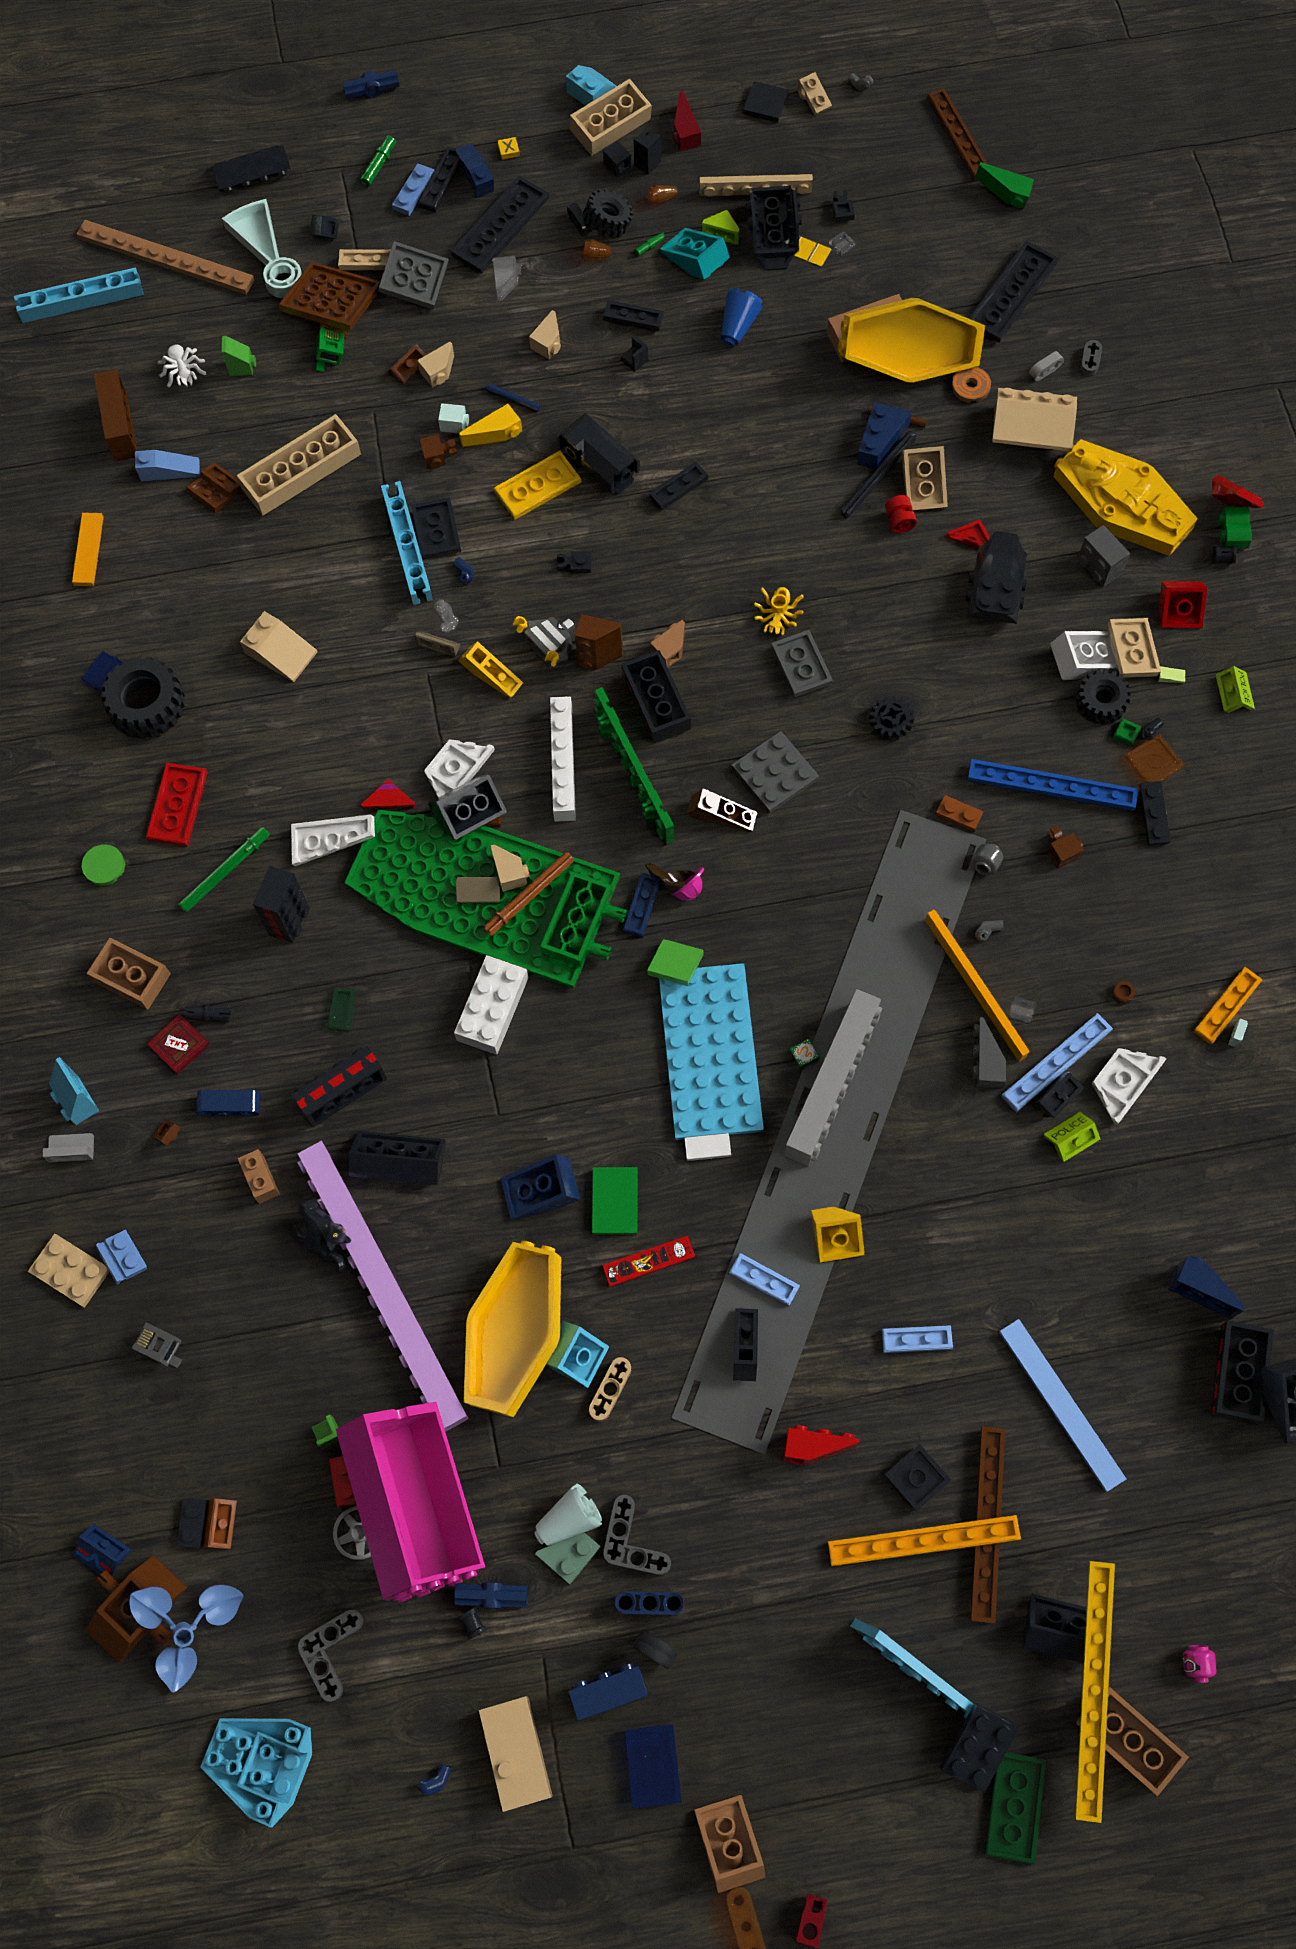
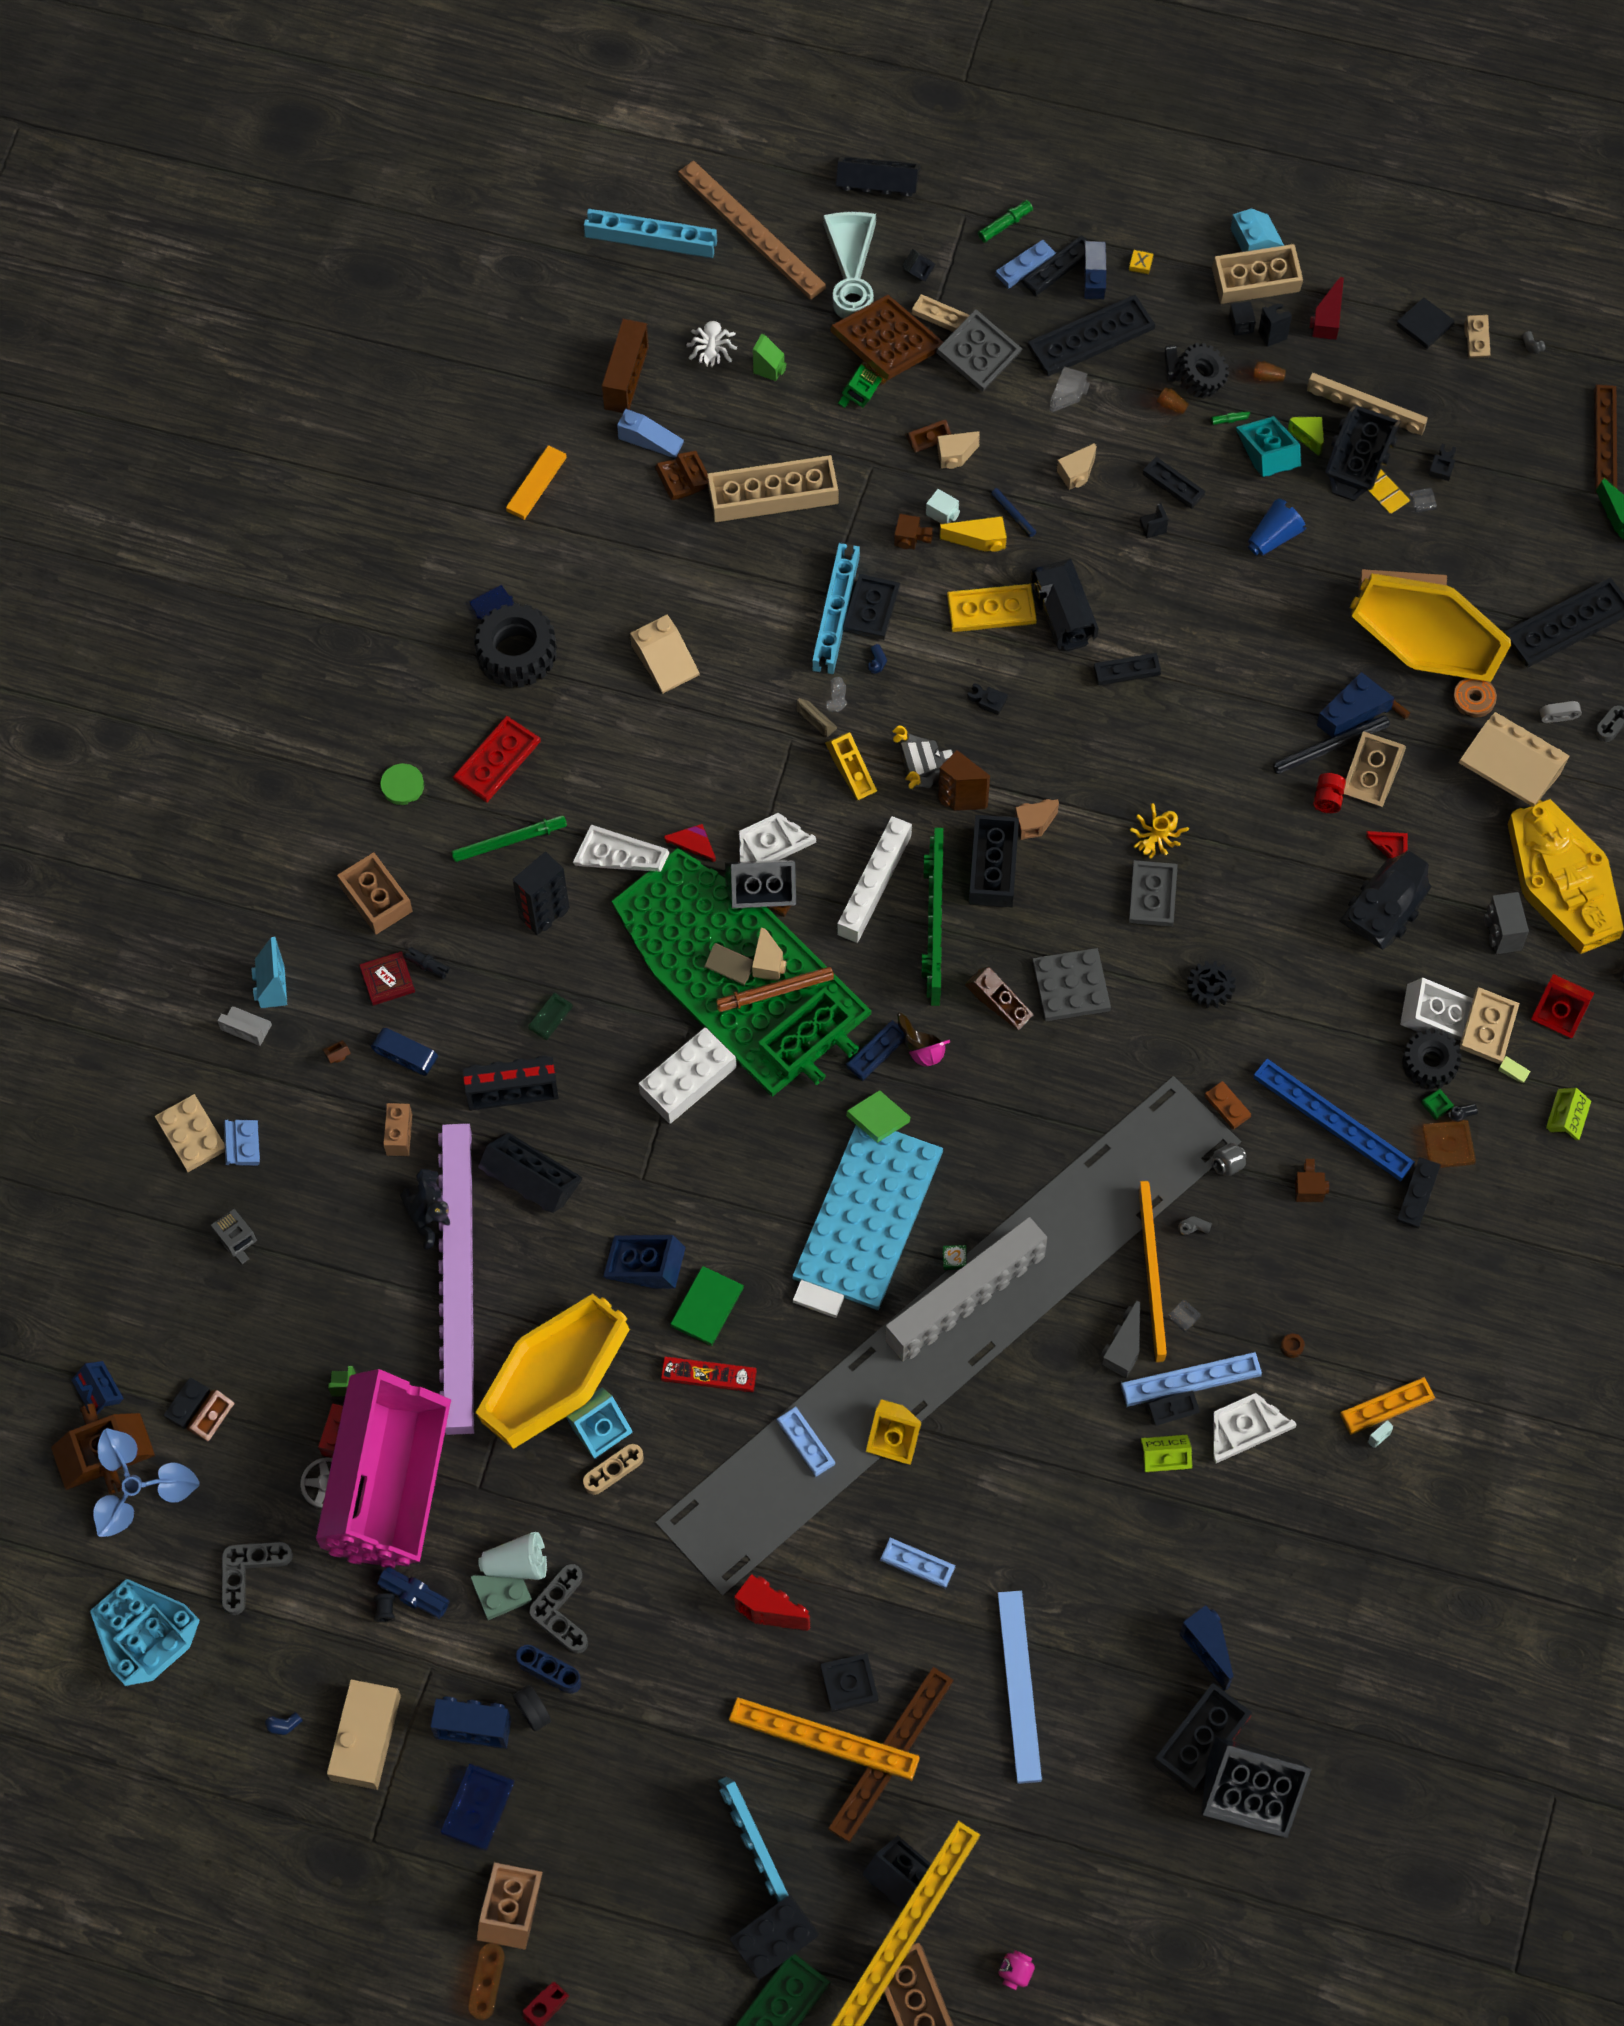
camera: 25 degrees right, 5 degrees down
(371, 84) = (1038, 140): dark blue piece -> none
(745, 1344) = (755, 1489): black slope -> none

